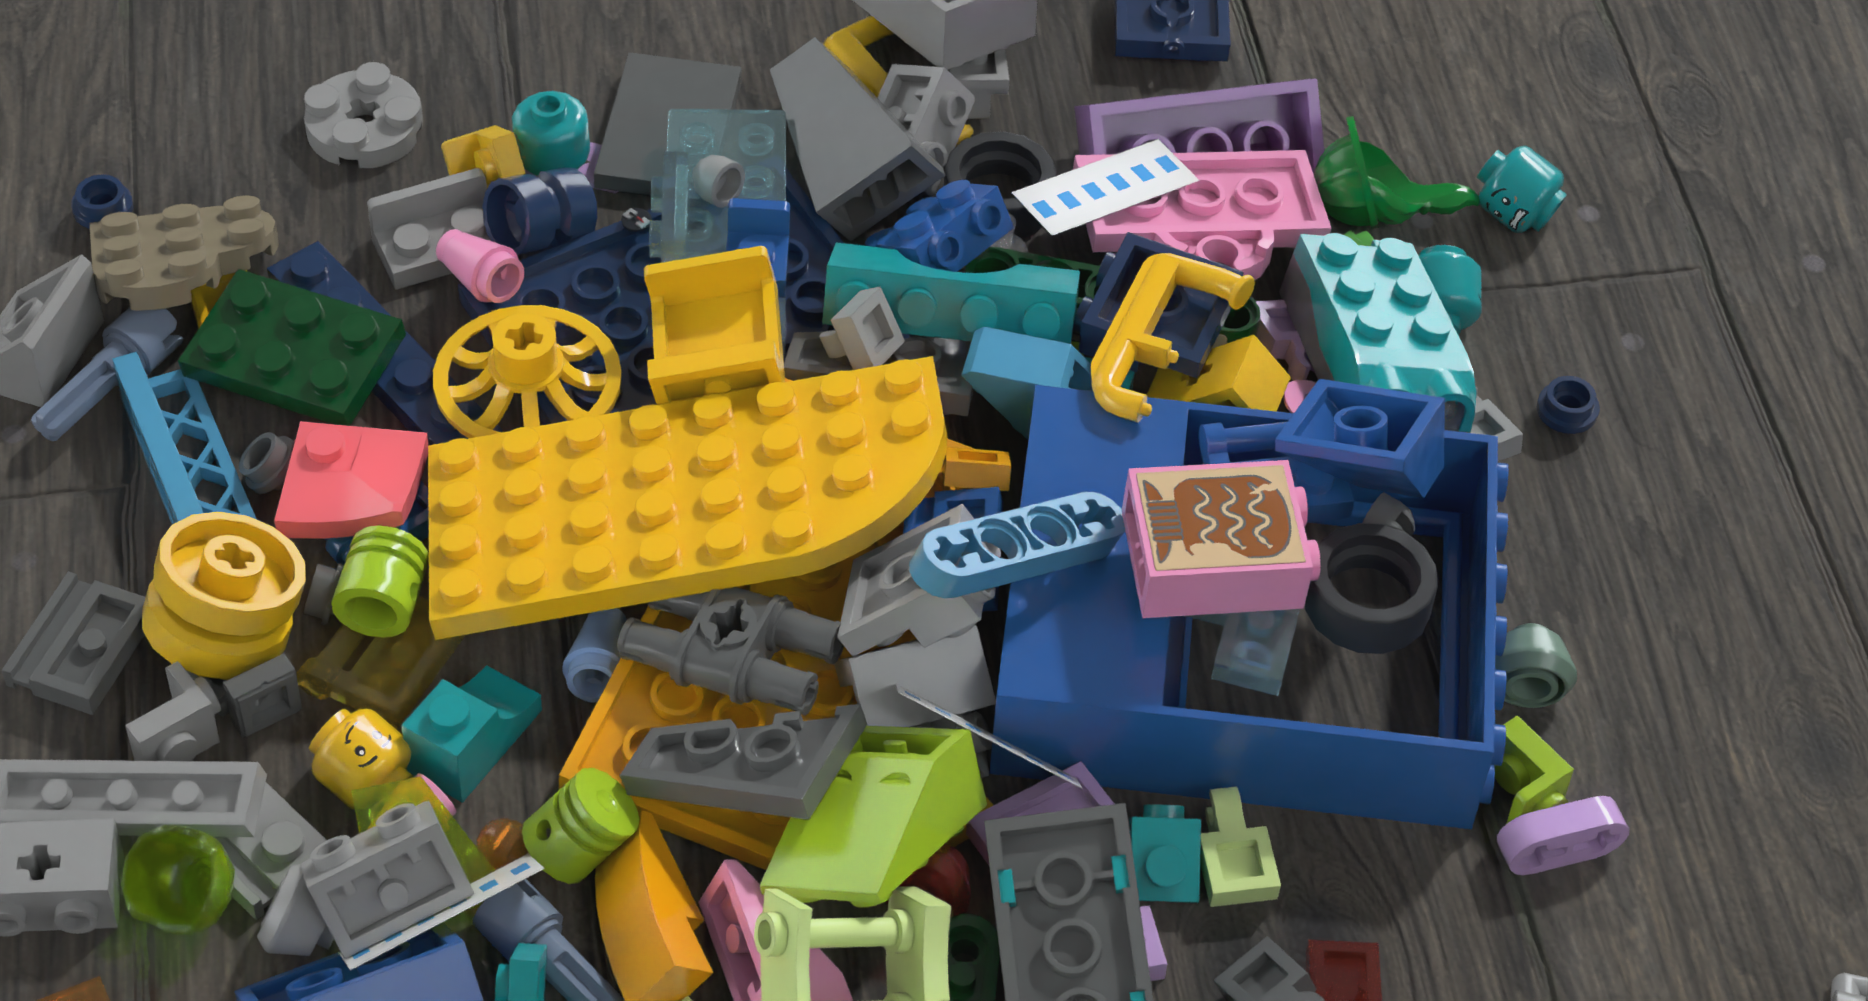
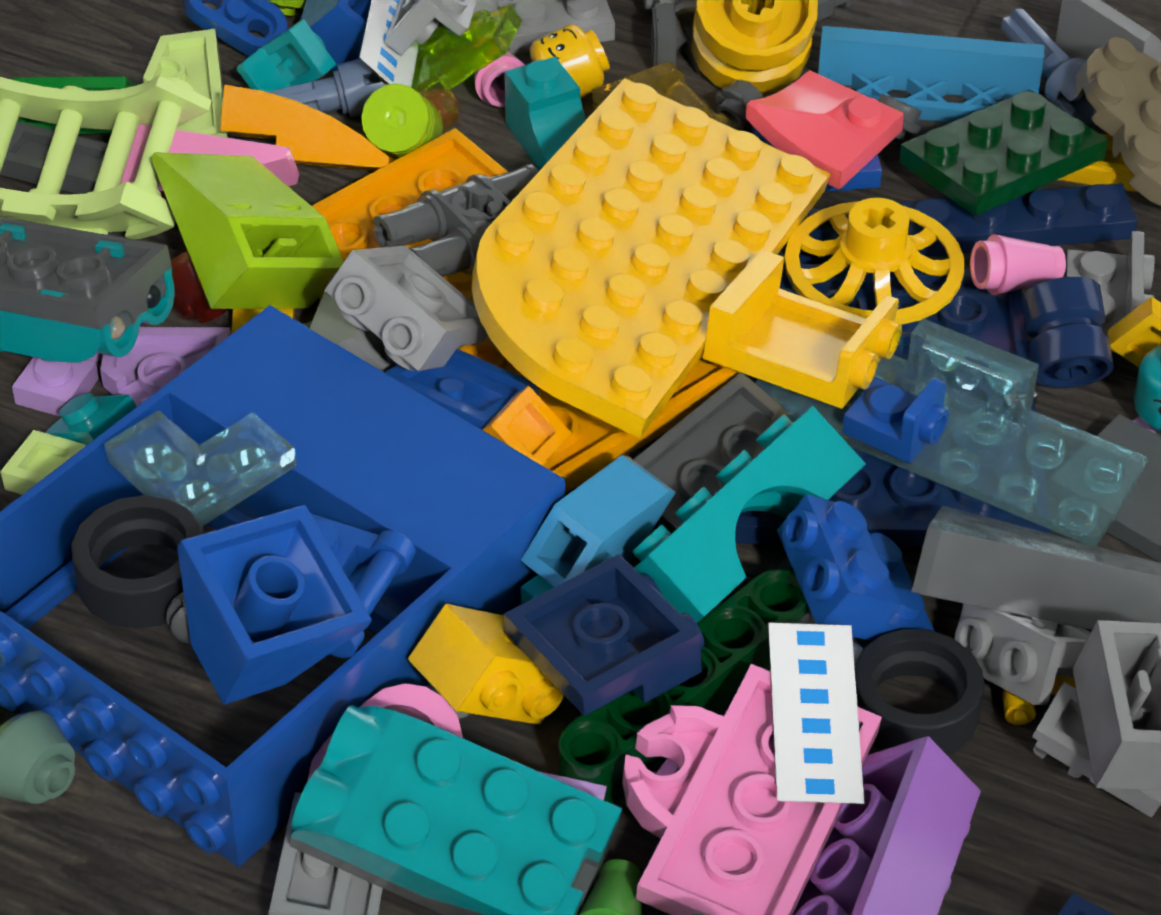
camera: 125 degrees right, 5 degrees down
(380, 581) = (700, 83): lime piece -> none
(718, 179) = (1008, 426): light grey hinge -> none
(749, 769) = (348, 176): dark grey wing -> none
(864, 331) = (726, 417): light grey tile -> none
(989, 736) = (287, 280): white sticker -> none
(1011, 531) = (360, 320): dark azure beam -> none
(1131, 330) = (569, 564): yellow piece -> none
(1218, 538) = (252, 435): brick -> none

